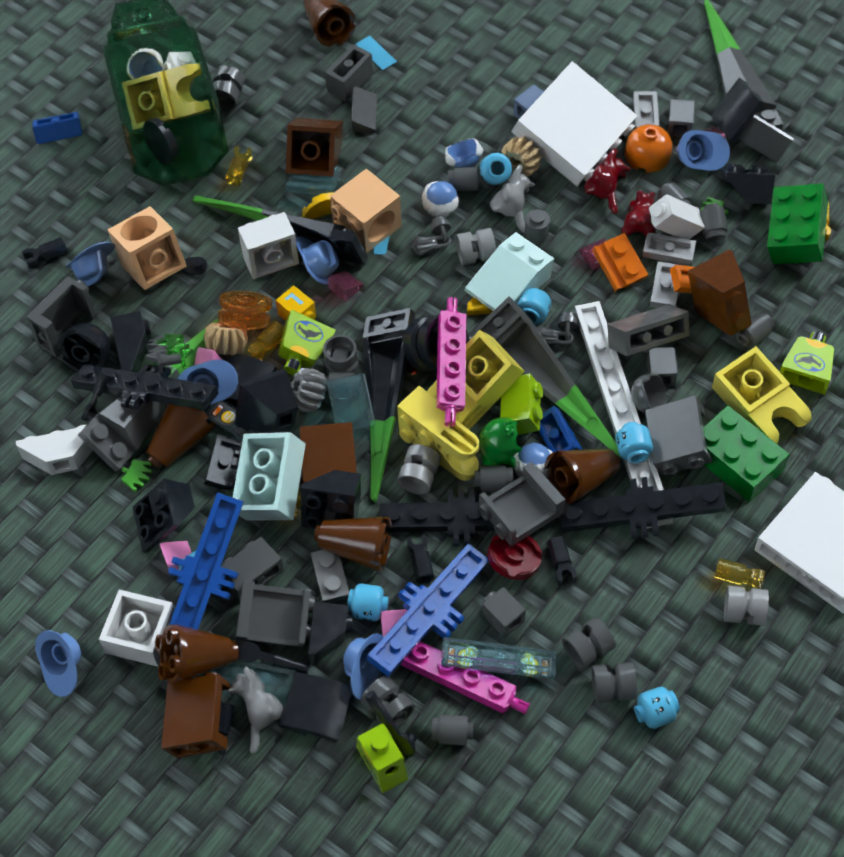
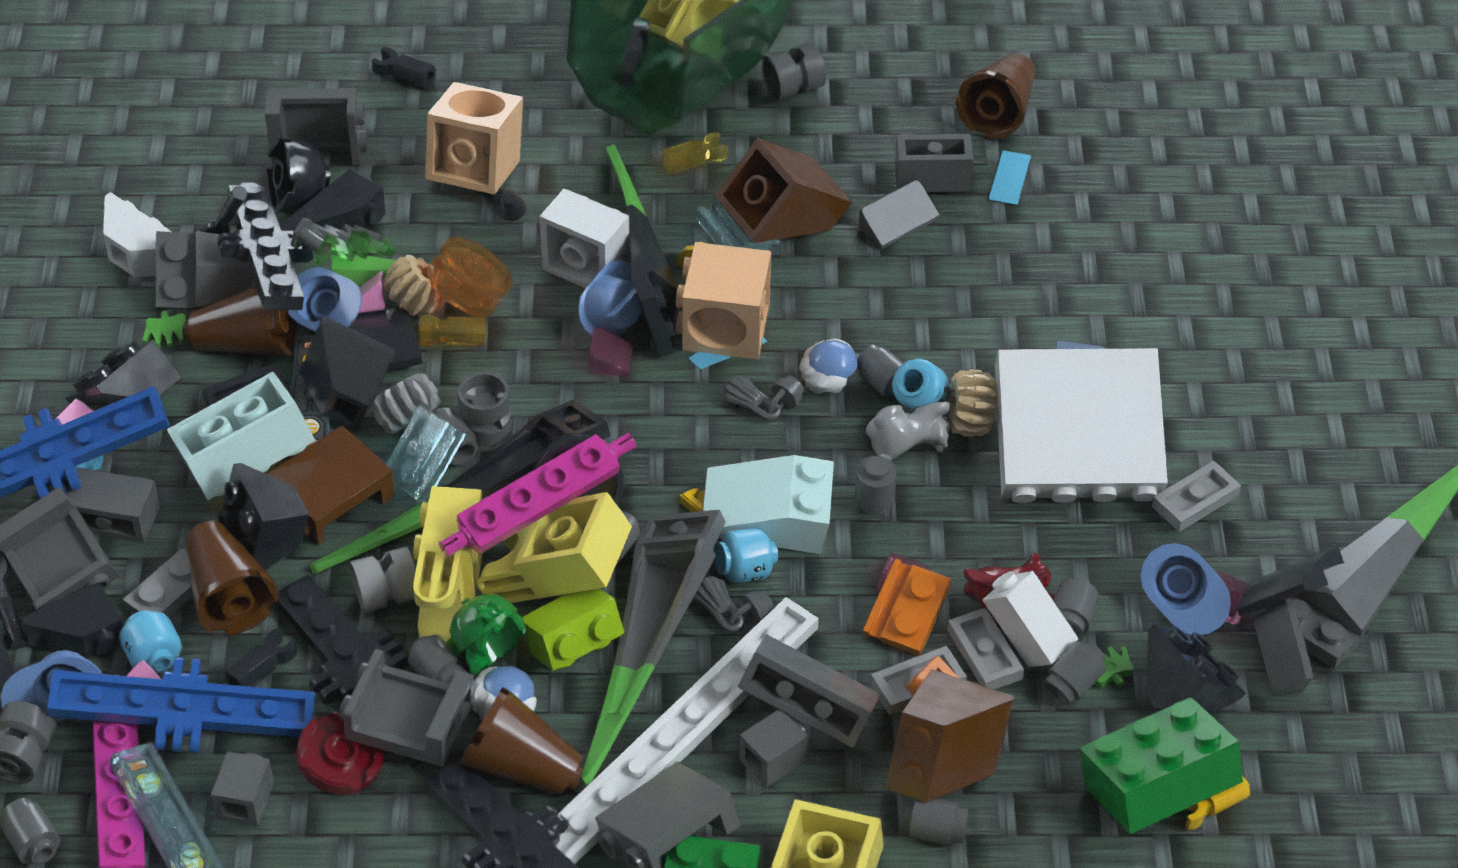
camera: 50 degrees right, 10 degrees down
(91, 263) = (410, 107): medium blue piece -> none
(295, 300) = (525, 327): yellow brick -> none
(302, 342) = (471, 350): lime torso -> none
(464, 153) = (924, 344): medium blue hair -> none
(484, 244) = (777, 435): light grey wheel -> none
(557, 431) = (575, 699): blue slope -> none
(561, 559) = (374, 809): black bar -> none
(604, 179) = (1026, 512): dark red animal -> none
(634, 442) = (604, 772): medium azure head -> none
(648, 148) = (1134, 528): orange cylinder -> none
(648, 392) = (714, 752): dark grey hair -> none
(680, 117) = (1224, 537): brick -> none

